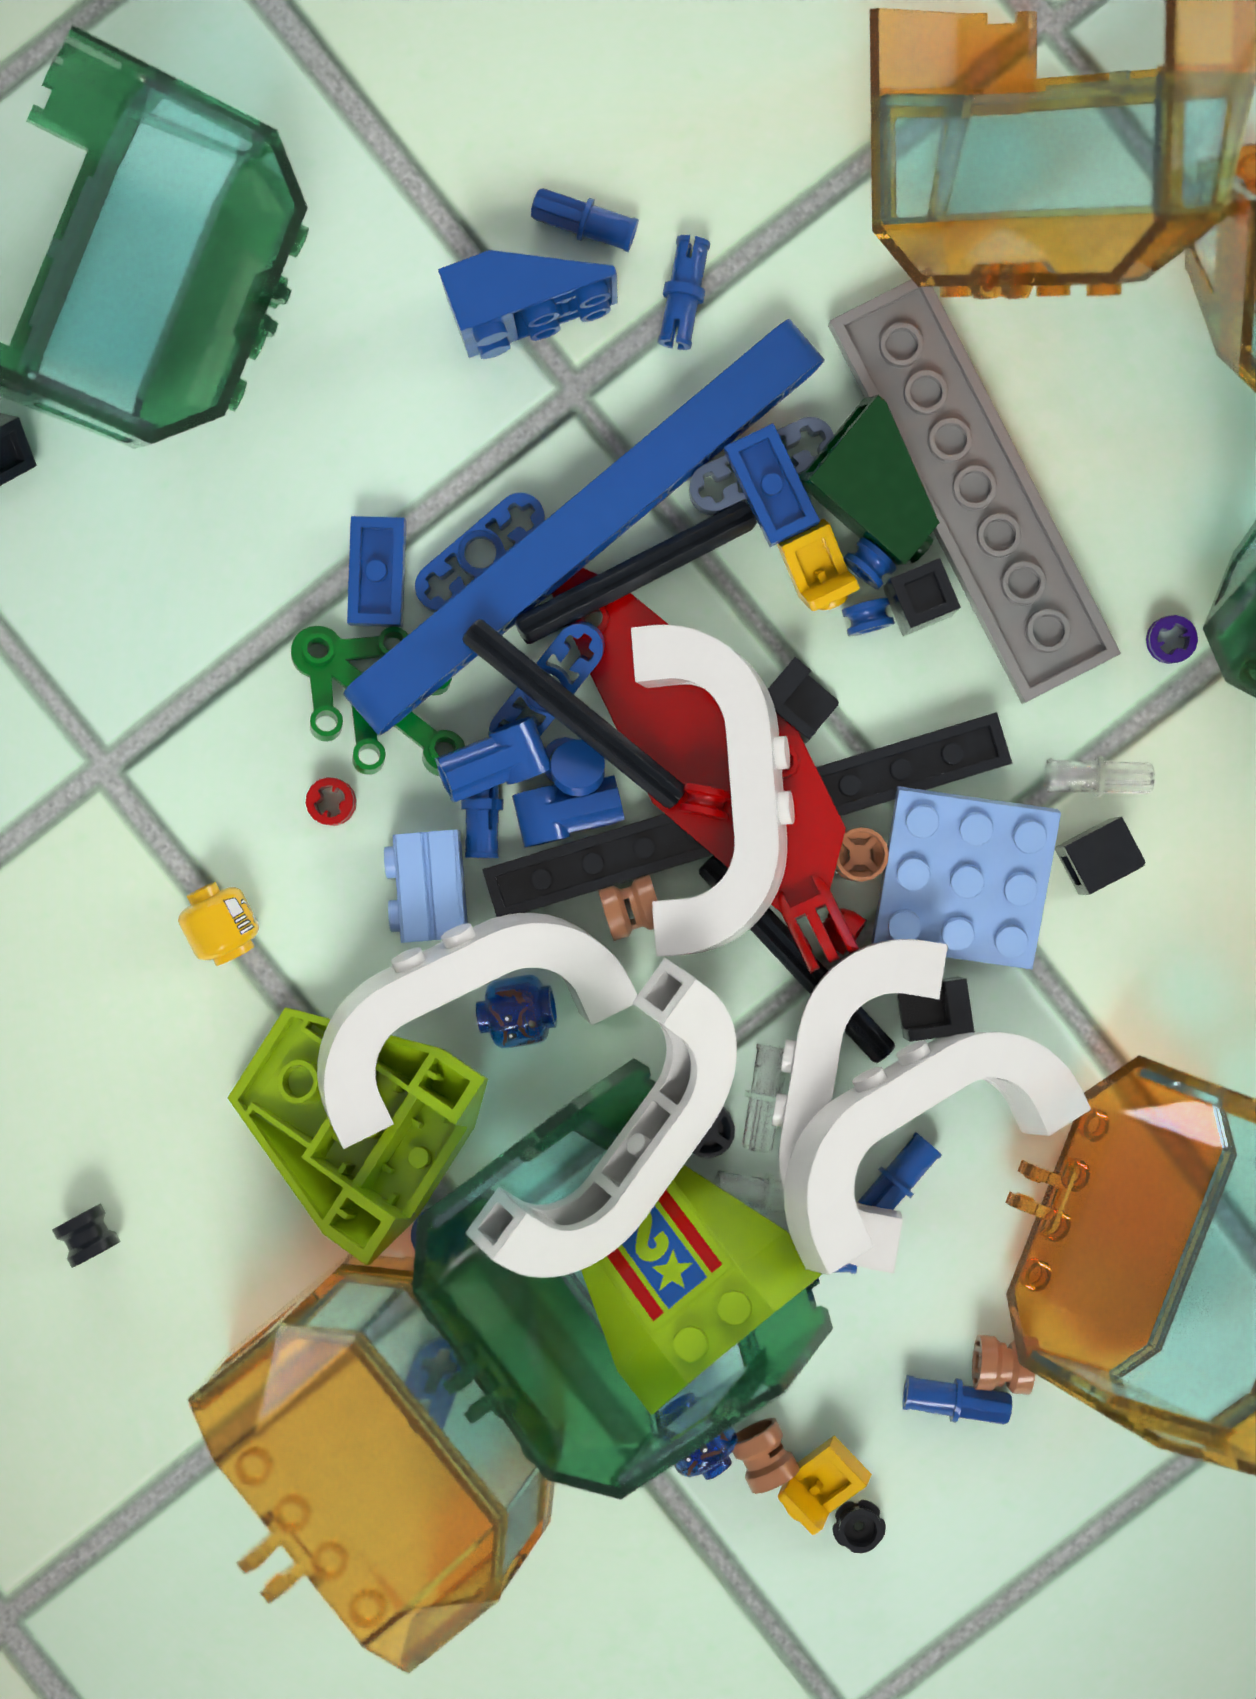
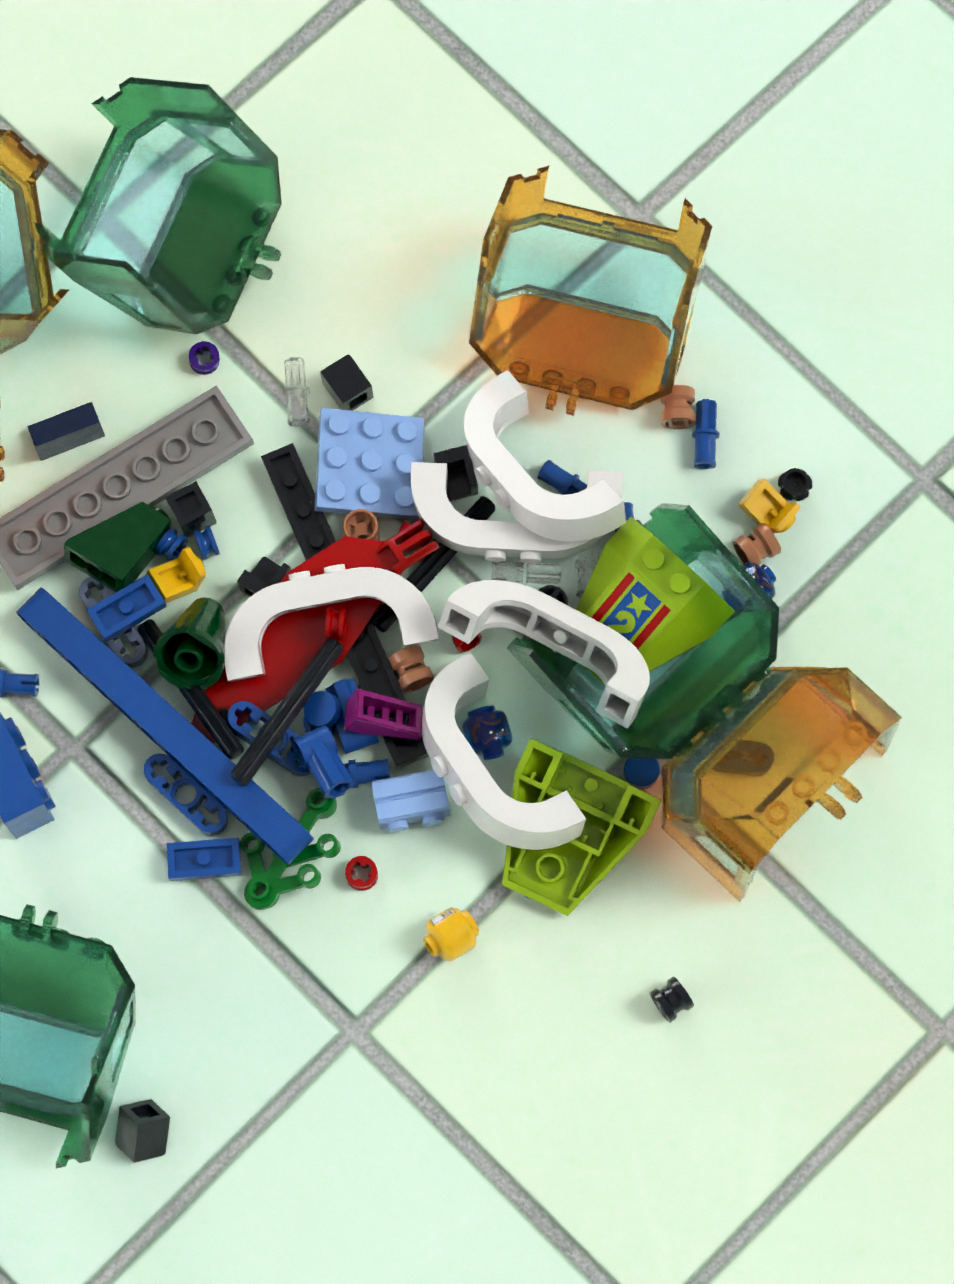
camera: 95 degrees left, 15 degrees down
(559, 825) = (368, 724): none -> magenta slope
(697, 583) = (193, 646): none -> dark green cone
(1075, 417) = (66, 431): none -> dark blue panel

